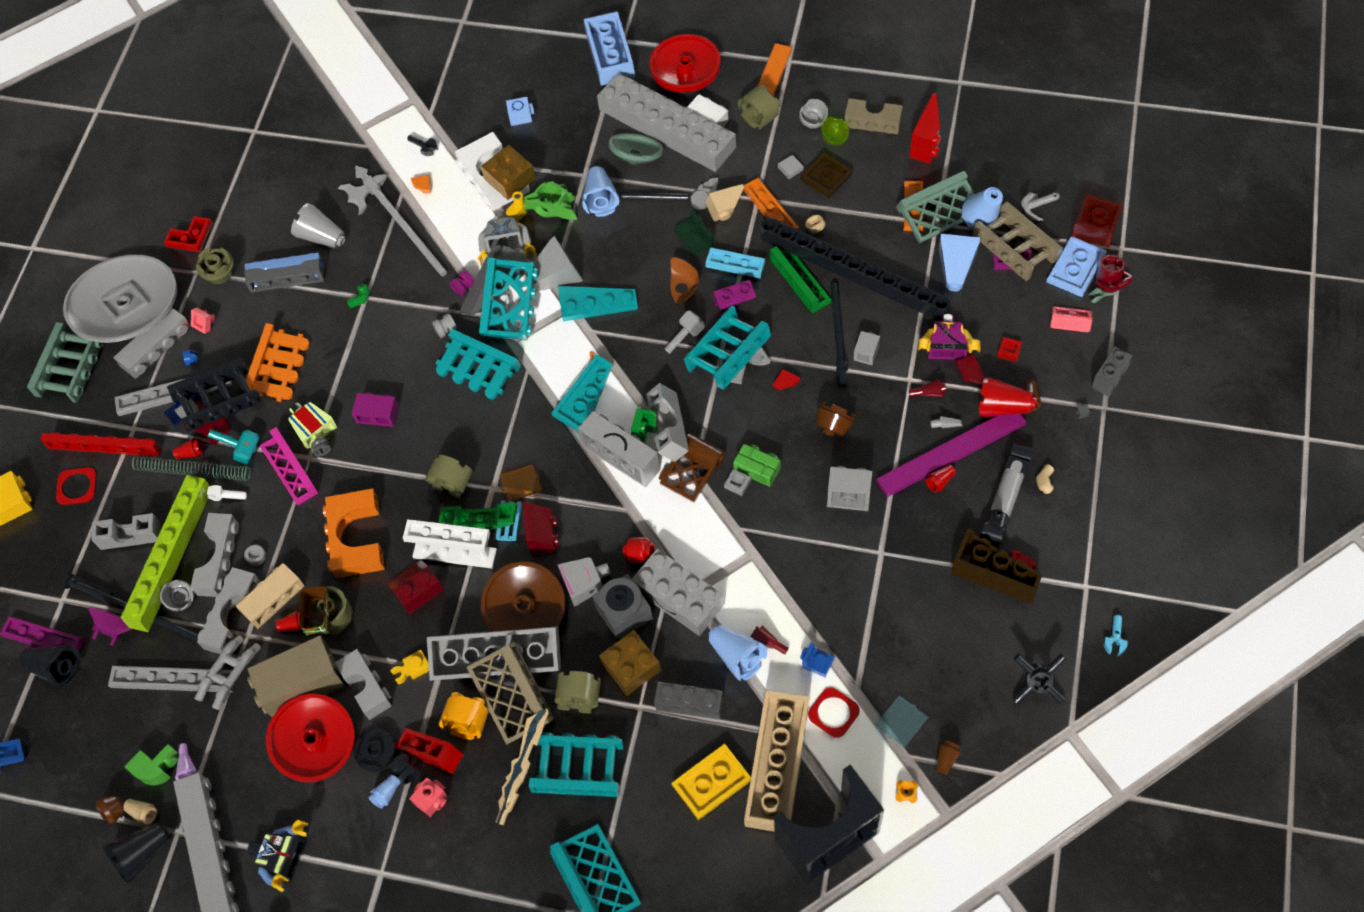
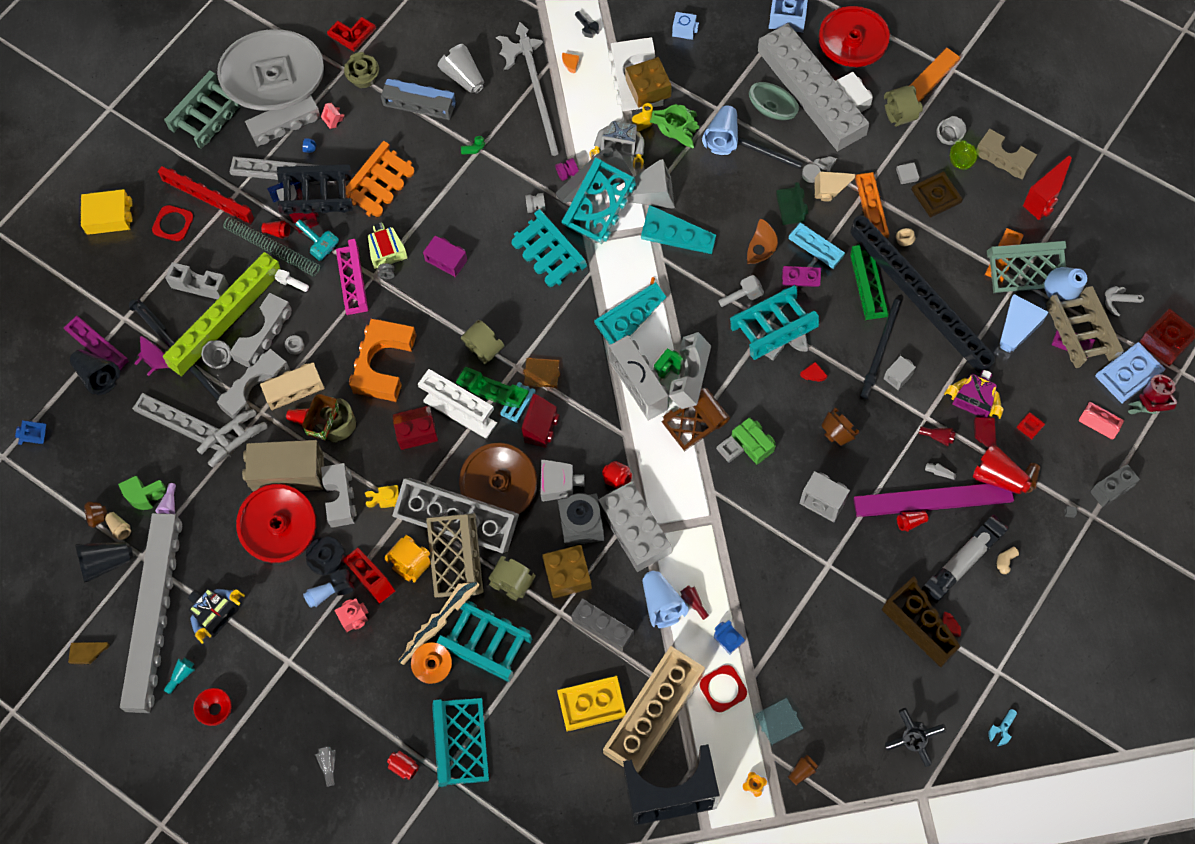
camera: 20 degrees right, 5 degrees up
(534, 799) = (429, 652): none -> orange dish

